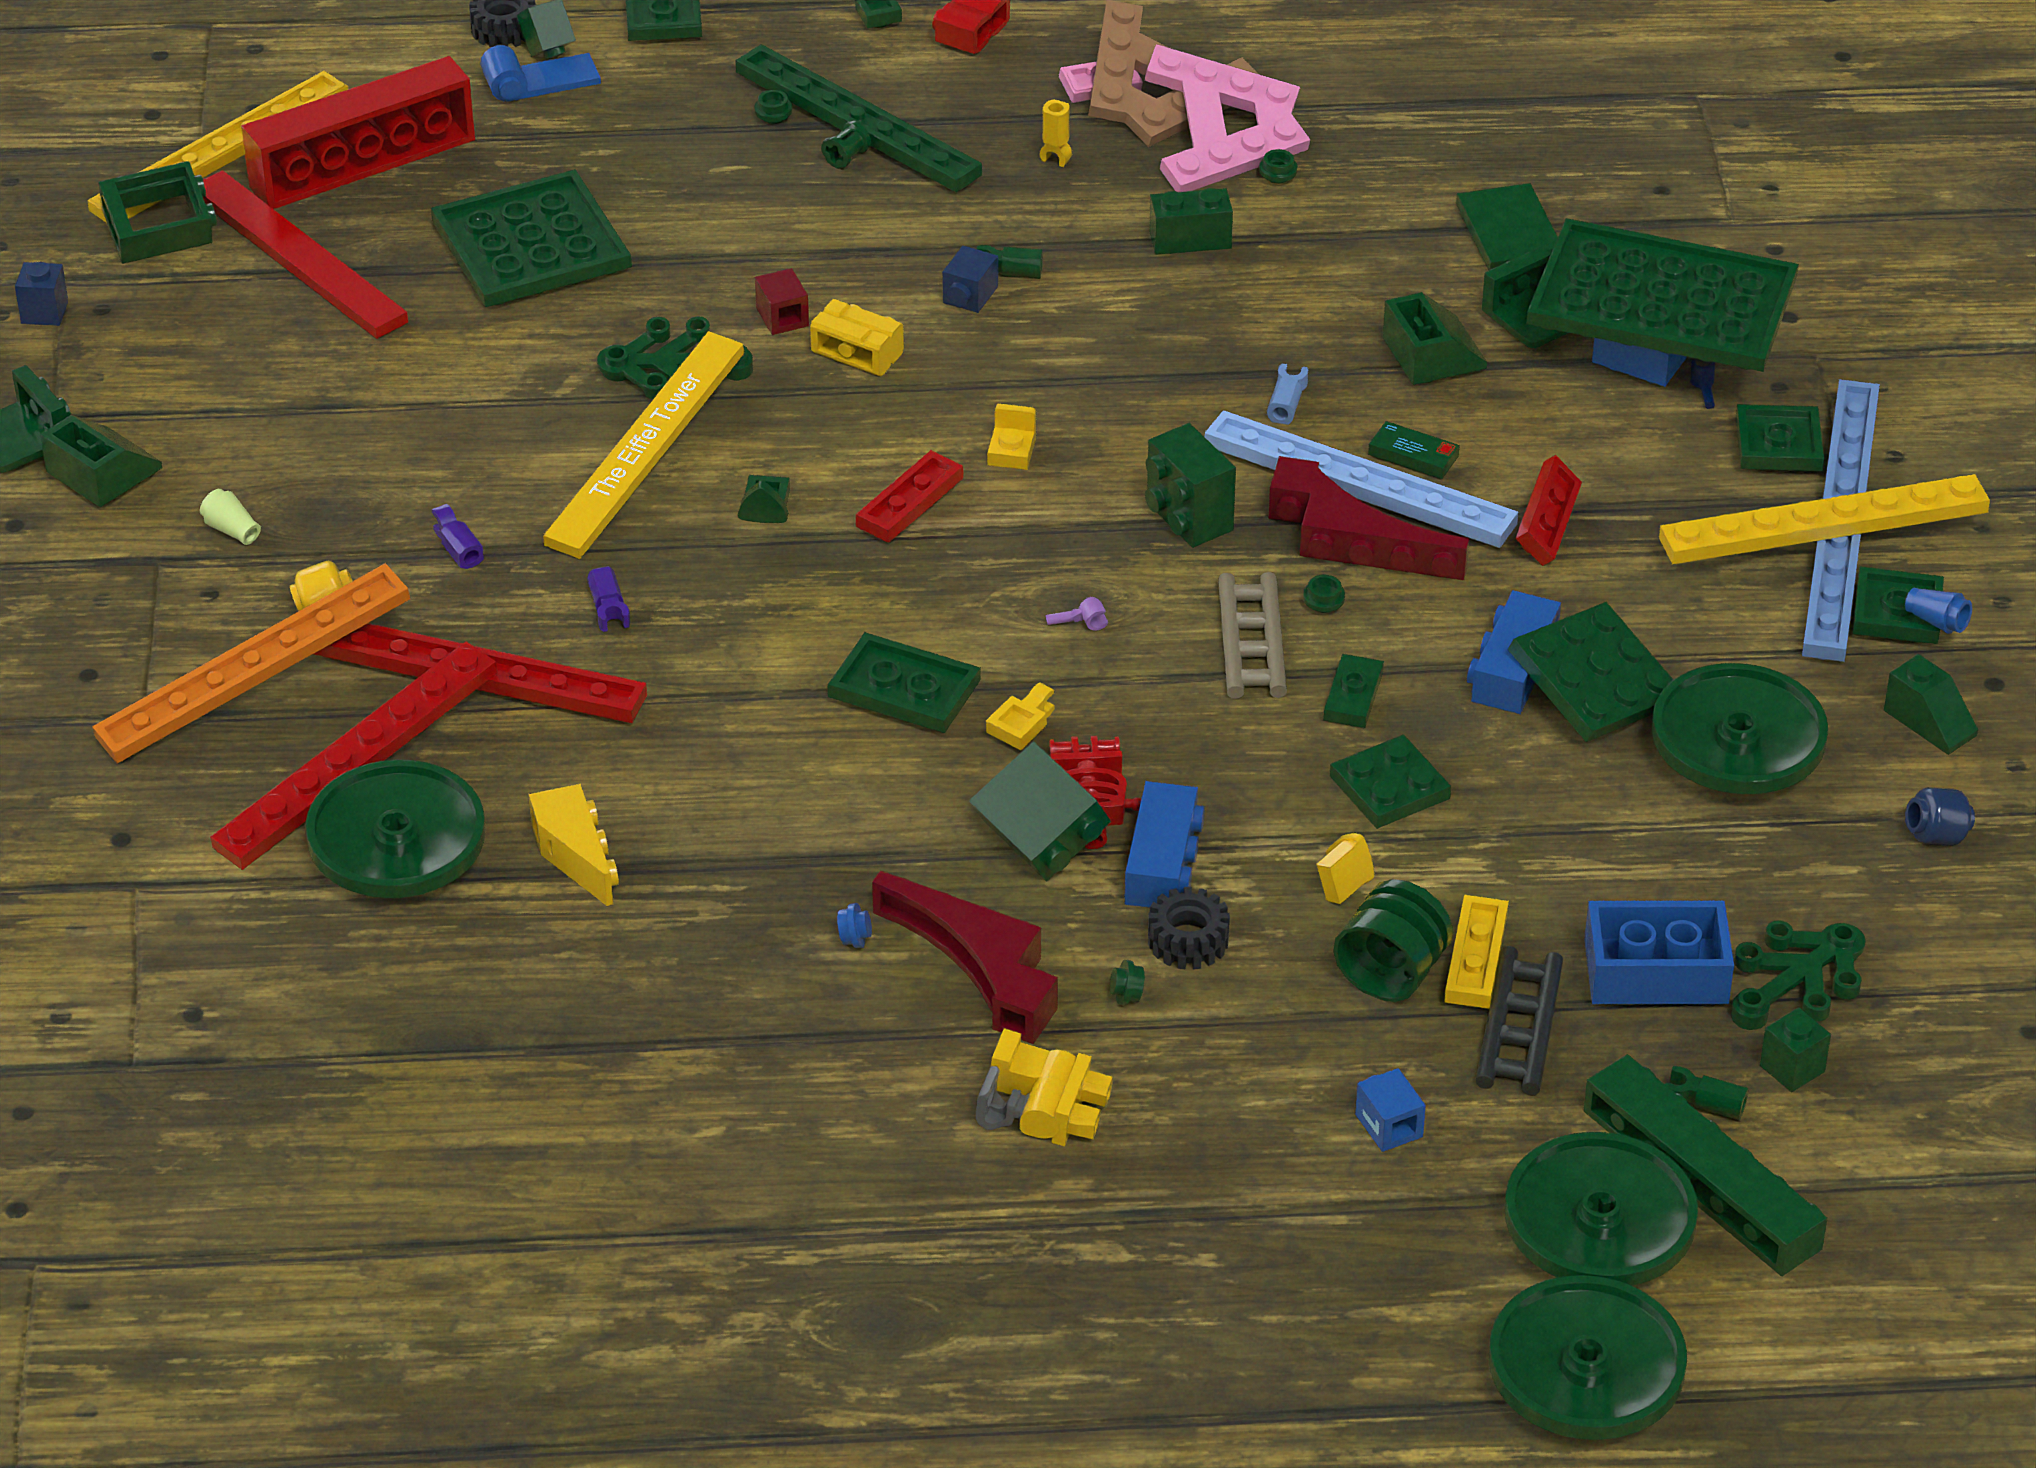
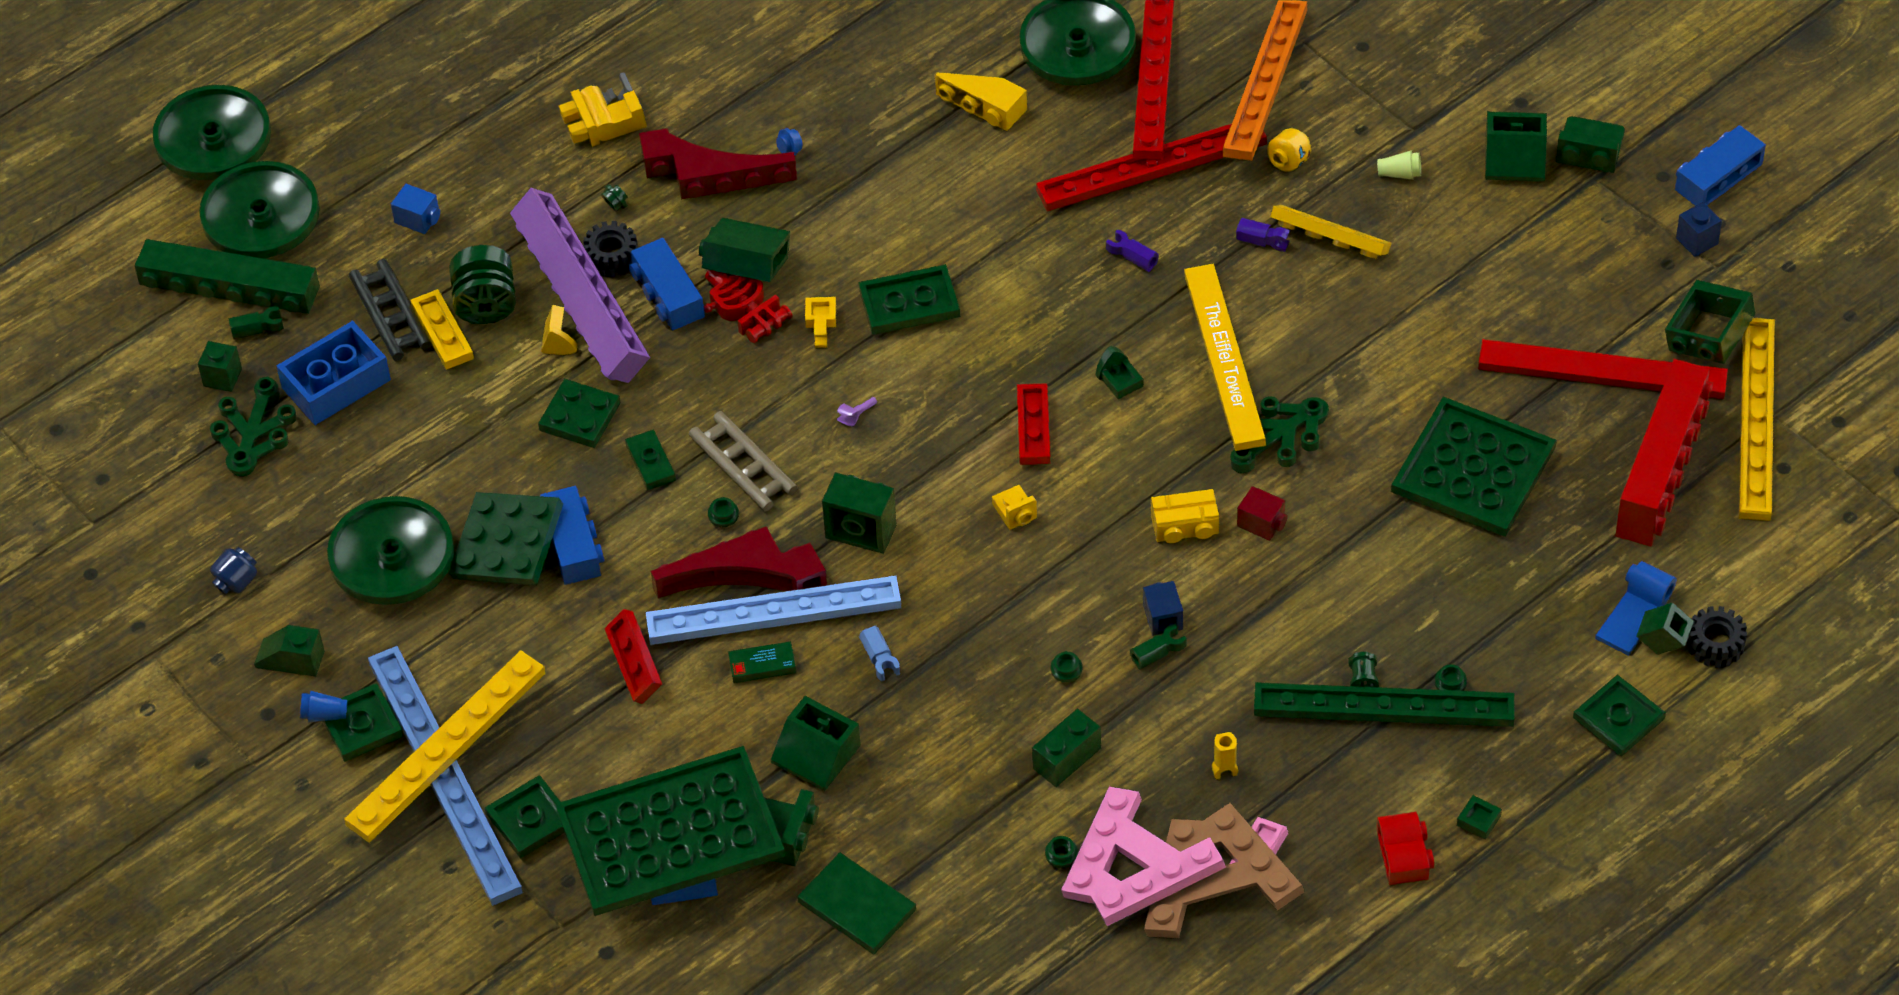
camera: 145 degrees right, 10 degrees up
(385, 496) = (1319, 227): none -> yellow plate
(1114, 290) = (1066, 667): none -> dark green plate
(1270, 893) = (579, 286): none -> medium lavender brick

